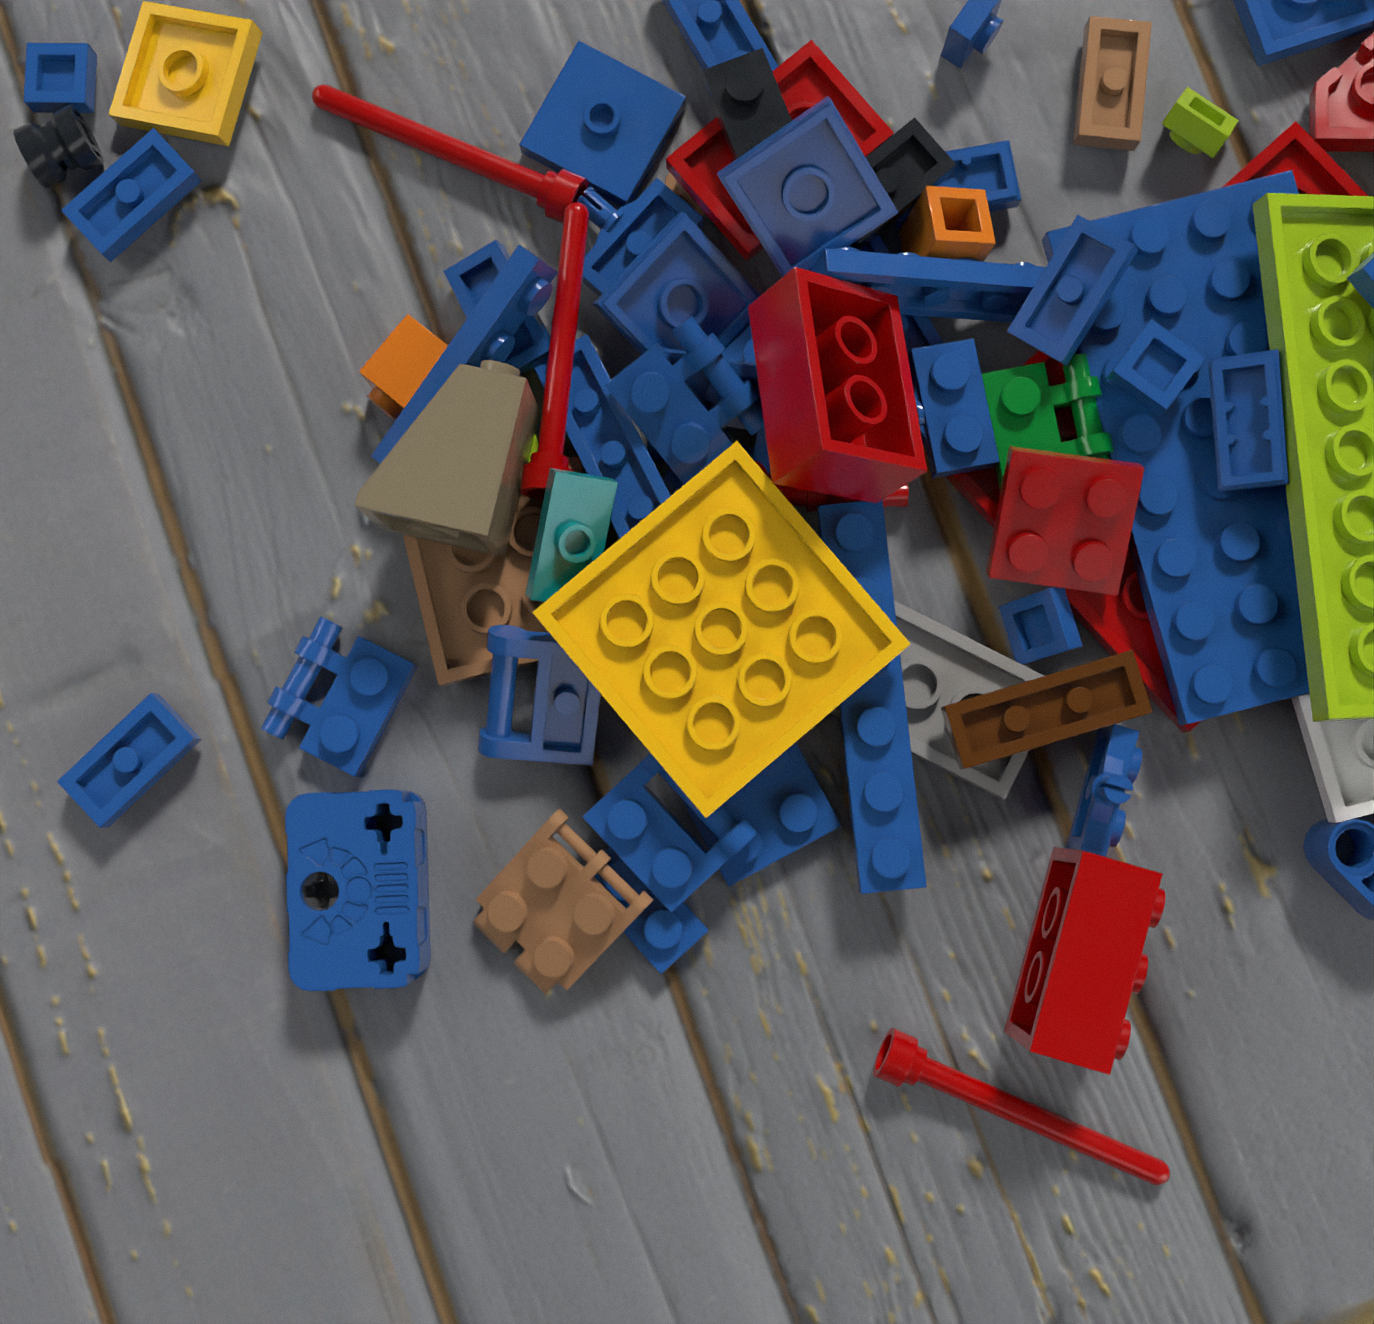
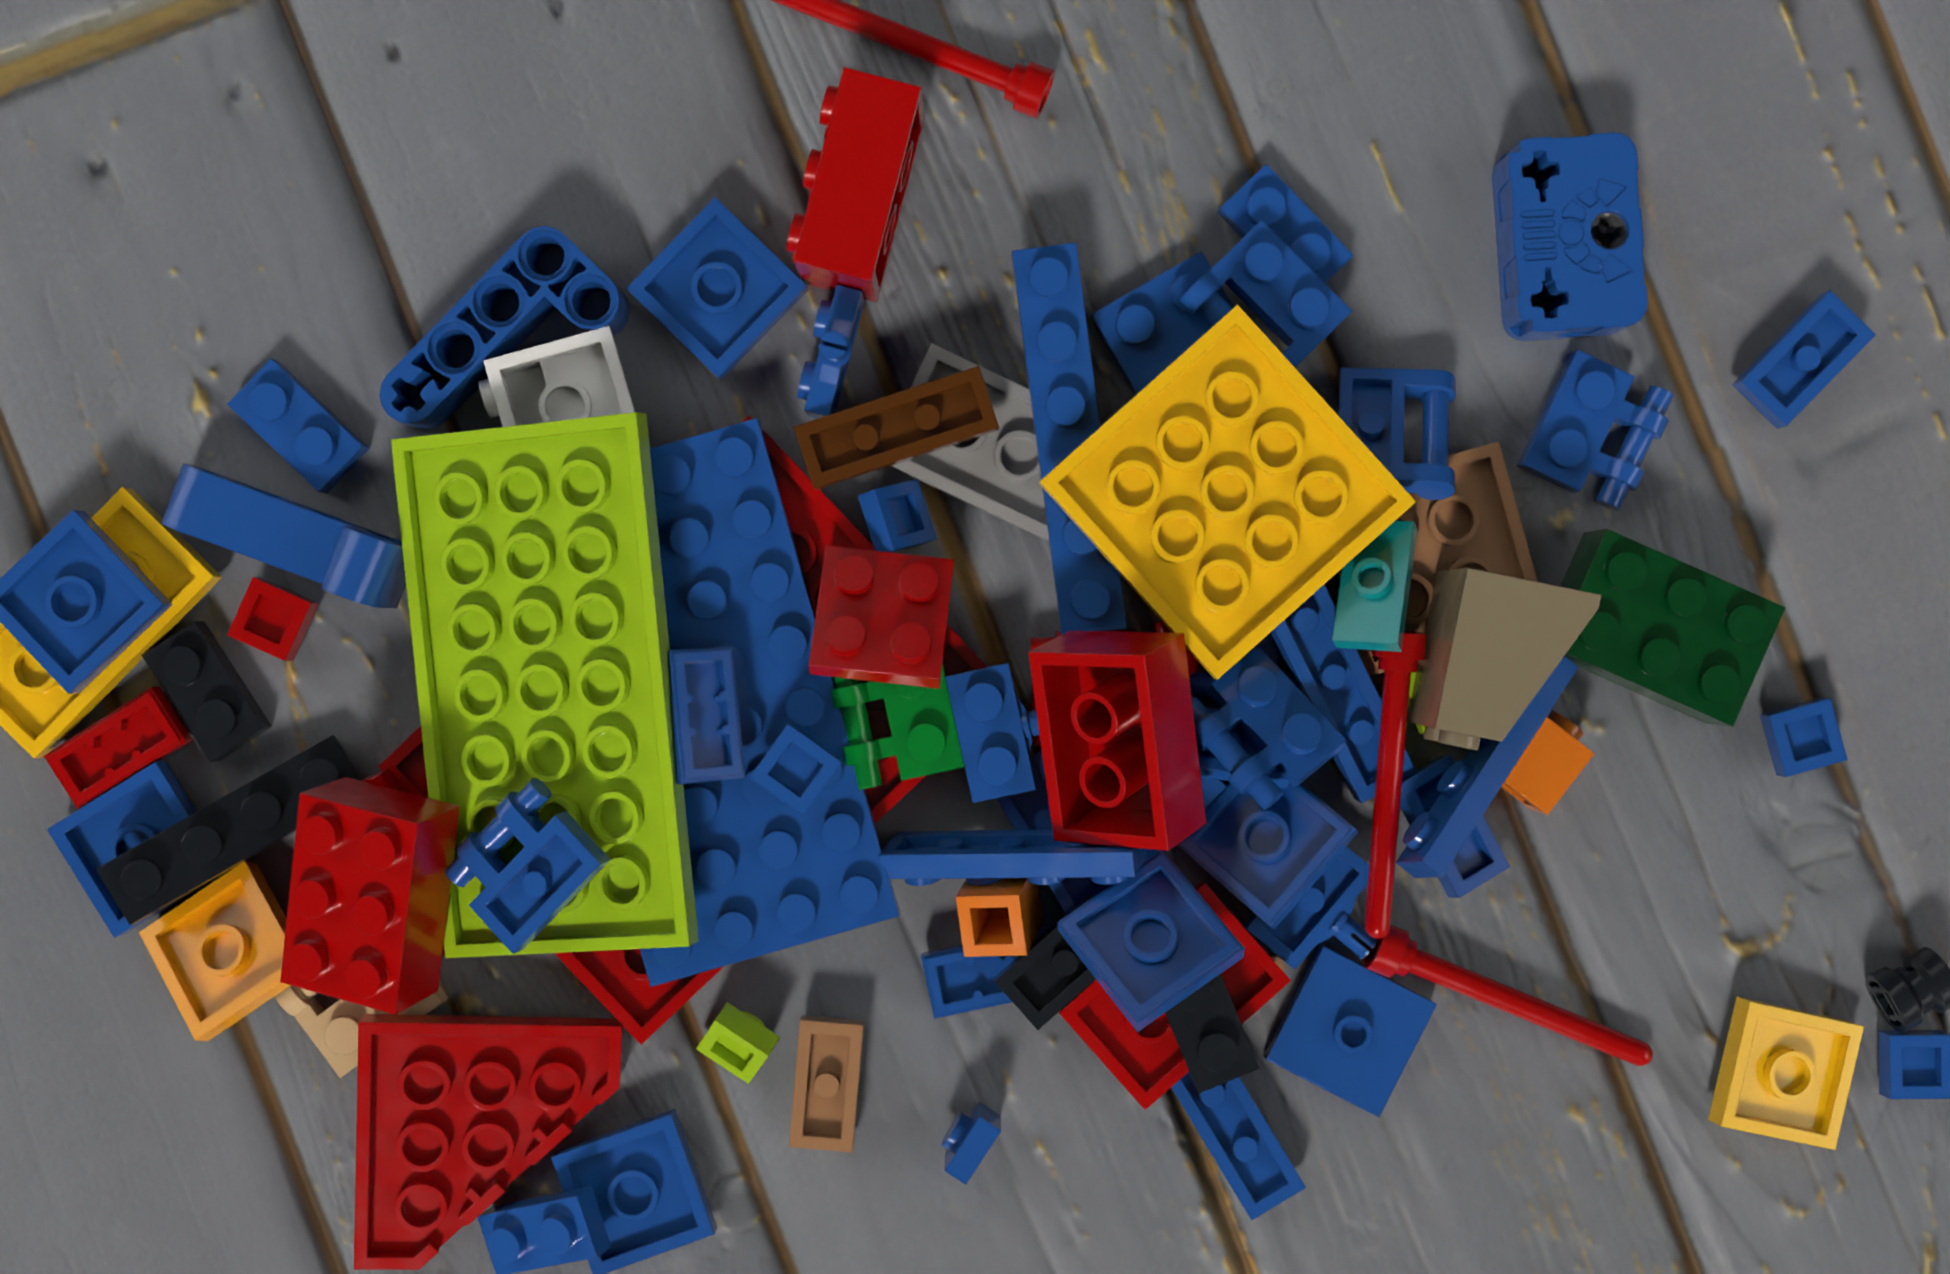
camera: 170 degrees right, 5 degrees up
(131, 195) = (1835, 940): blue plate -> none
(150, 389) = (1803, 737): none -> blue plate
(280, 494) = (1669, 628): none -> dark green brick
(556, 906) = (1372, 225): medium nougat plate -> none
(1072, 289) = (879, 847): blue plate -> none
(1221, 861) = (717, 288): none -> blue plate

